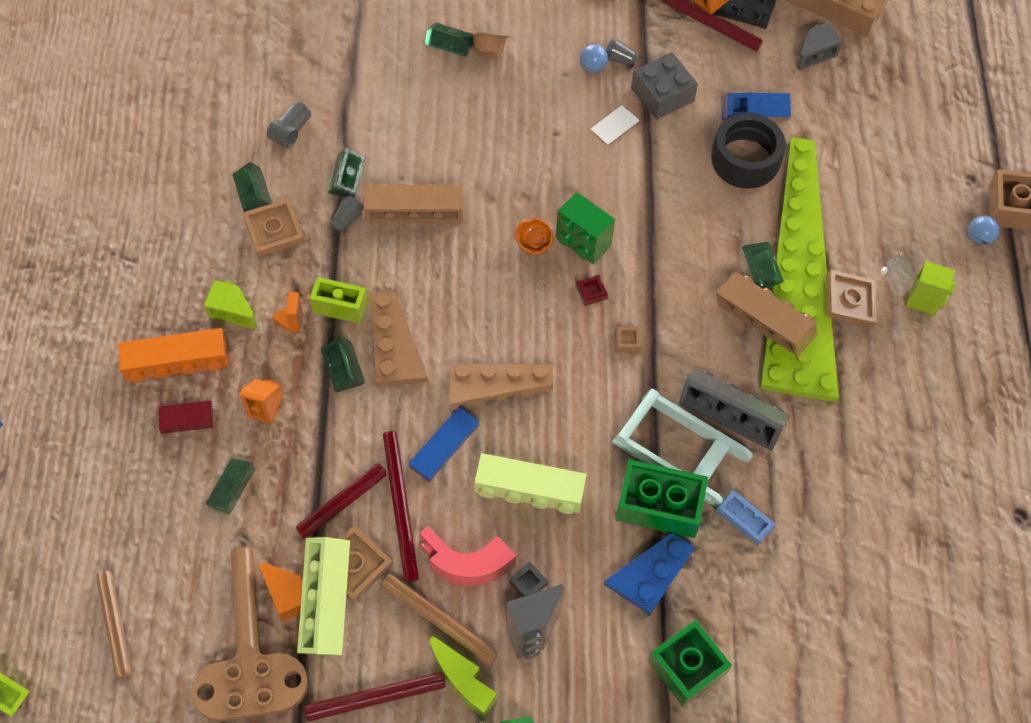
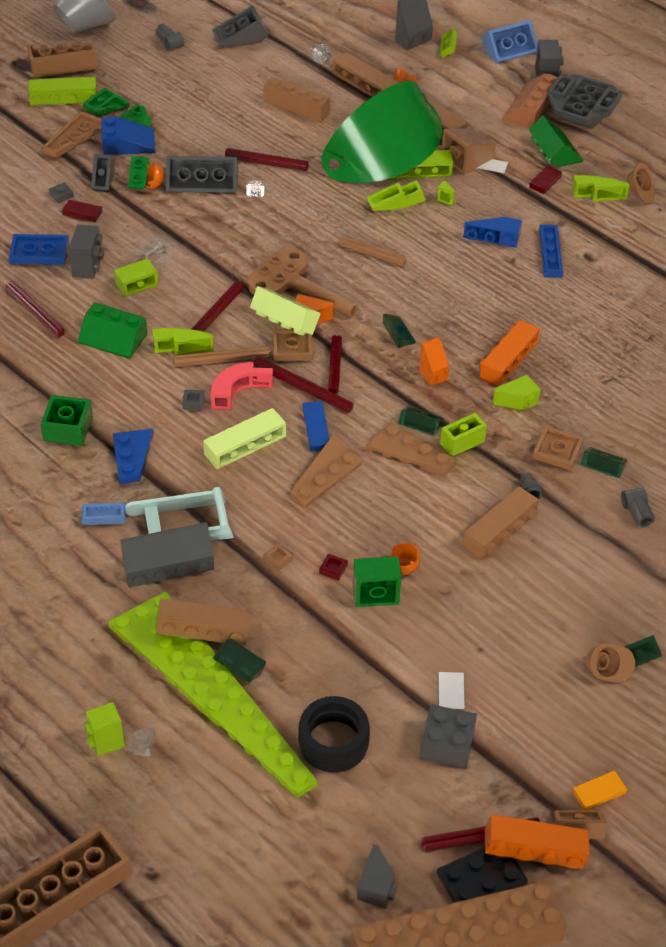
camera: 135 degrees right, 15 degrees down
(186, 417) = (463, 339): dark red tile -> none
(290, 316) = (481, 410): orange tile -> none
(346, 173) = (566, 512): slope -> none
(533, 620) = (167, 366): dark grey slope -> none
(594, 58) = (520, 714): medium blue piece -> none
(621, 53) = (511, 739): dark grey cone -> none
(662, 498) = (158, 474): green slope -> none
(766, 104) = (368, 772): blue slope -> none
(851, 298) = (157, 688): medium nougat plate -> none
(983, 230) = (103, 815): medium blue piece -> none

